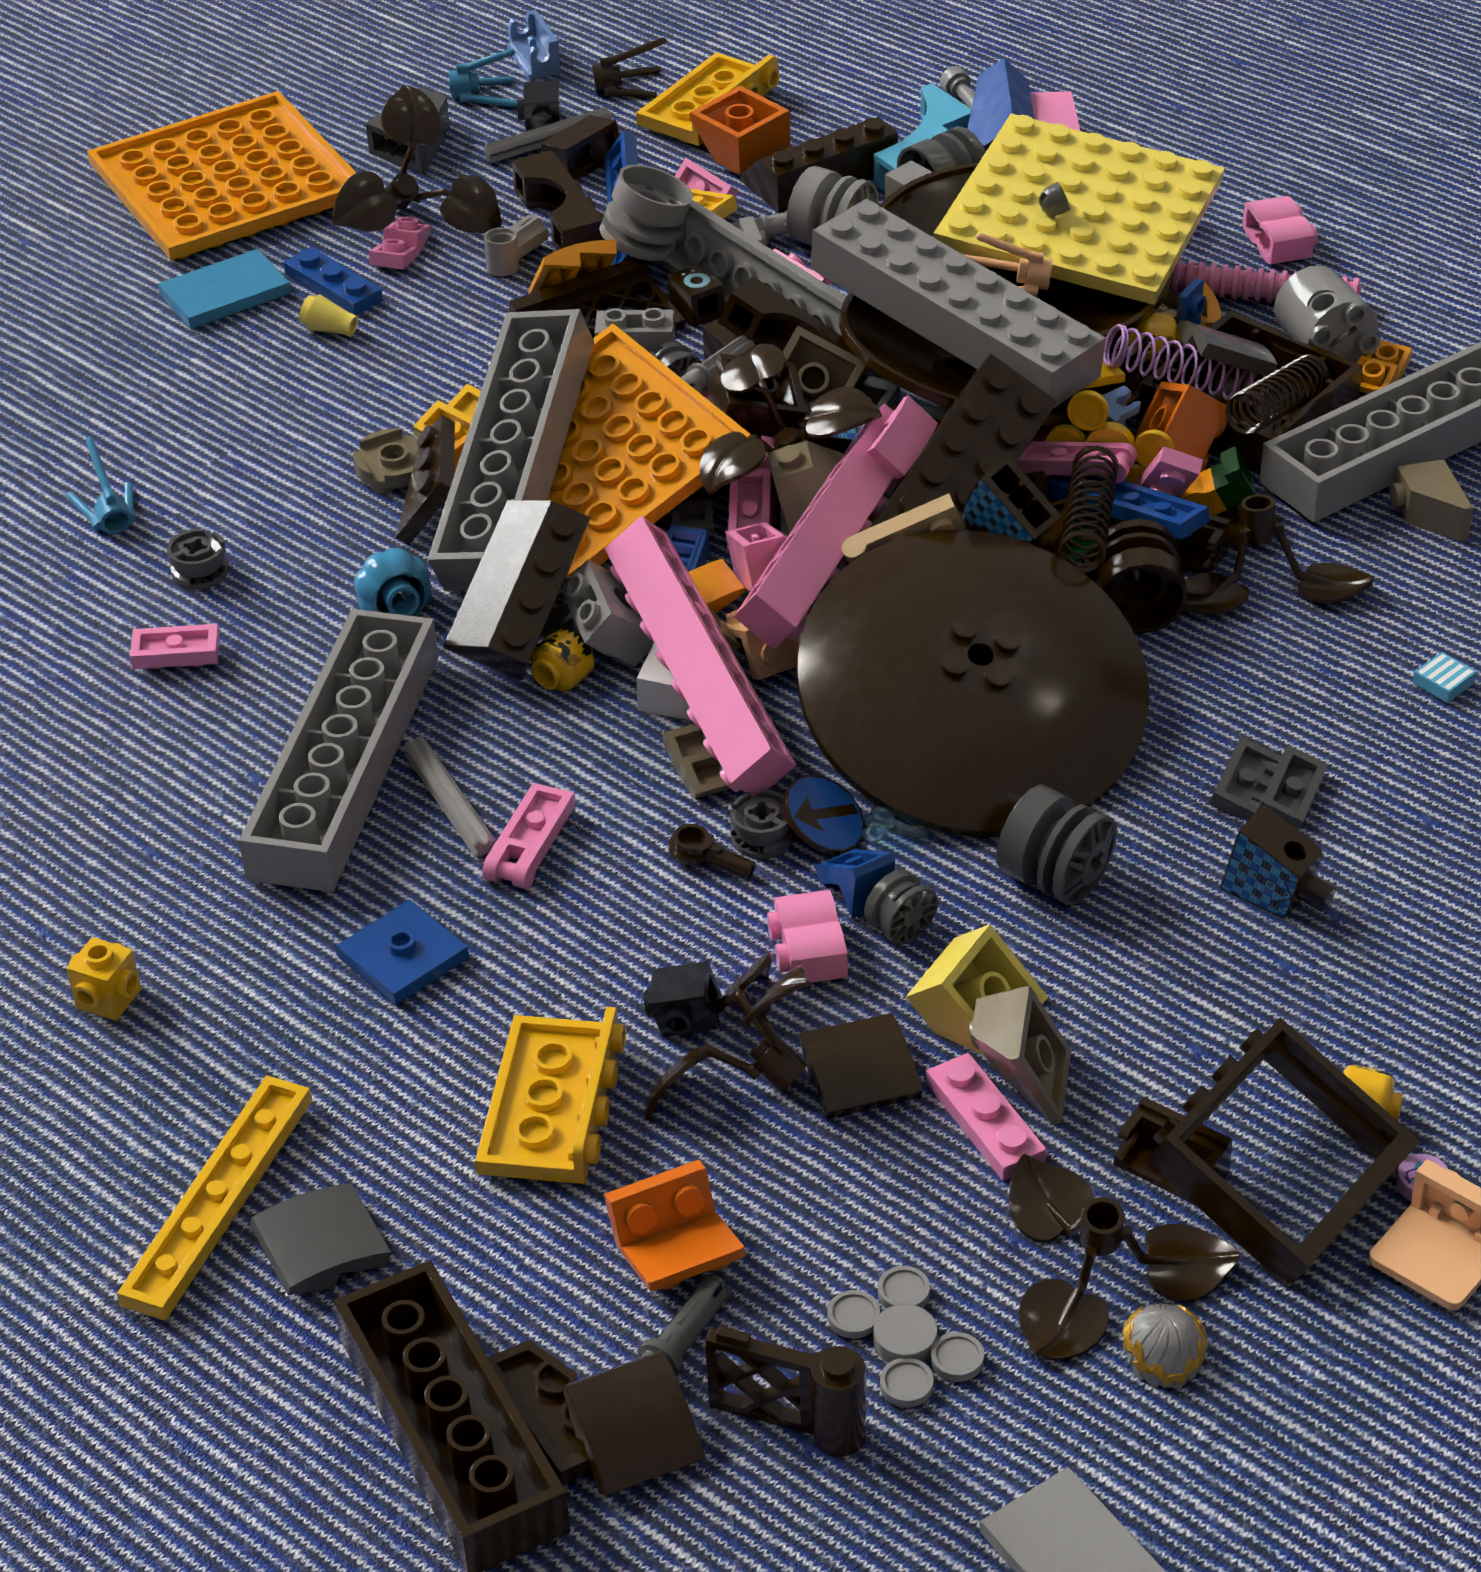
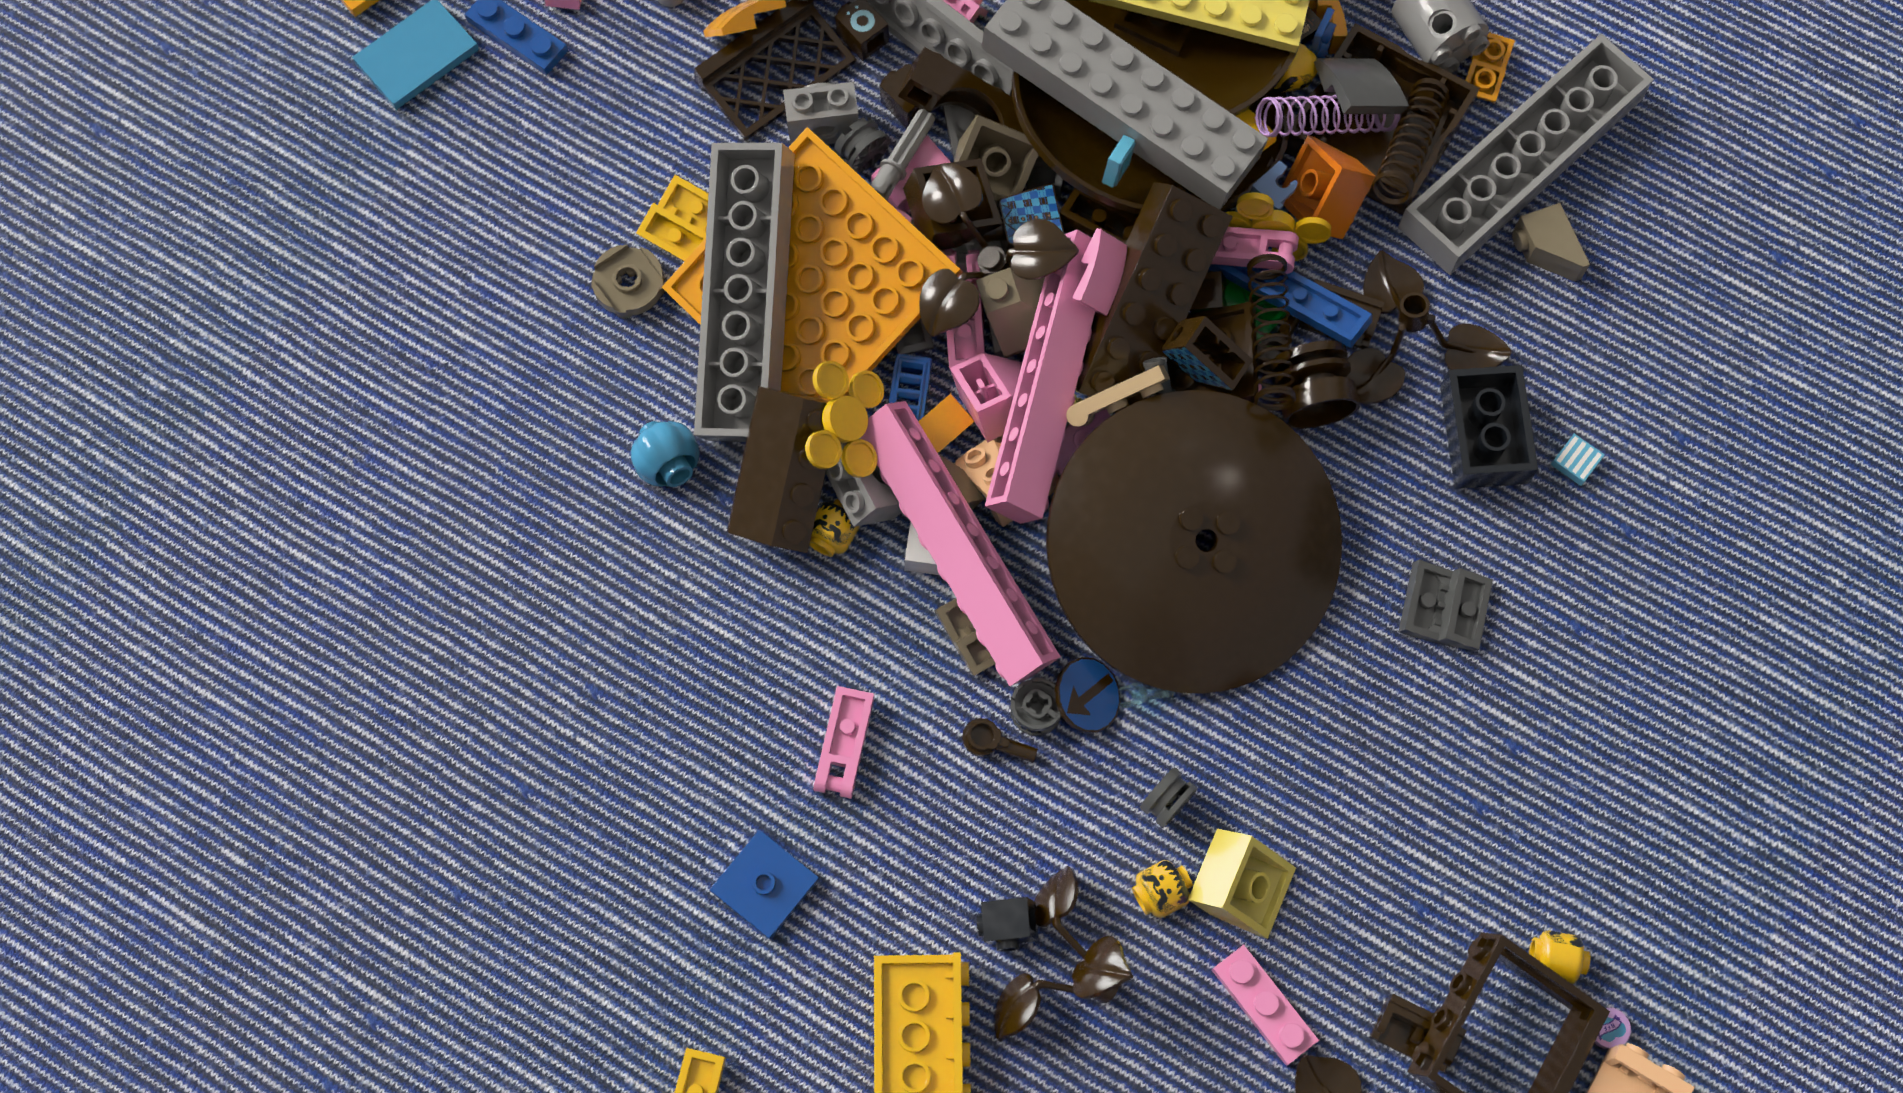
camera: 10 degrees left, 30 degrees up
(103, 978) = (535, 967): yellow brick -> none
(111, 510) = (387, 379): dark azure plant -> none
(175, 646) = (487, 547): bright pink plate -> none
(197, 556) = (480, 432): dark grey wheel -> none
(325, 316) = (524, 90): light yellow cone -> none
(339, 751) = (665, 668): light grey brick -> none
(429, 479) = (672, 319): dark brown wing -> none
(449, 797) = (766, 700): light grey axle -> none
(591, 526) = (844, 419): none -> yellow piece
(808, 935) = (1097, 834): bright pink brick -> none
(856, 875) = (1124, 759): blue slope -> none
(860, 1065) = (1163, 967): dark brown slope -> none
(877, 990) = (1162, 889): none -> yellow head
(940, 356) = (1119, 161): none -> medium azure tile
(1024, 1047) = (1290, 950): dark tan slope -> none
(1032, 271) = (1183, 35): light nougat plant -> none
(1056, 844) = (1289, 721): dark grey wheel -> none
(1171, 472) = (1328, 269): bright pink plate -> none
(1222, 484) = (1364, 252): dark green leg -> none
(1275, 866) = (1467, 719): torso -> none
(1337, 630) = (1488, 427): none -> black brick

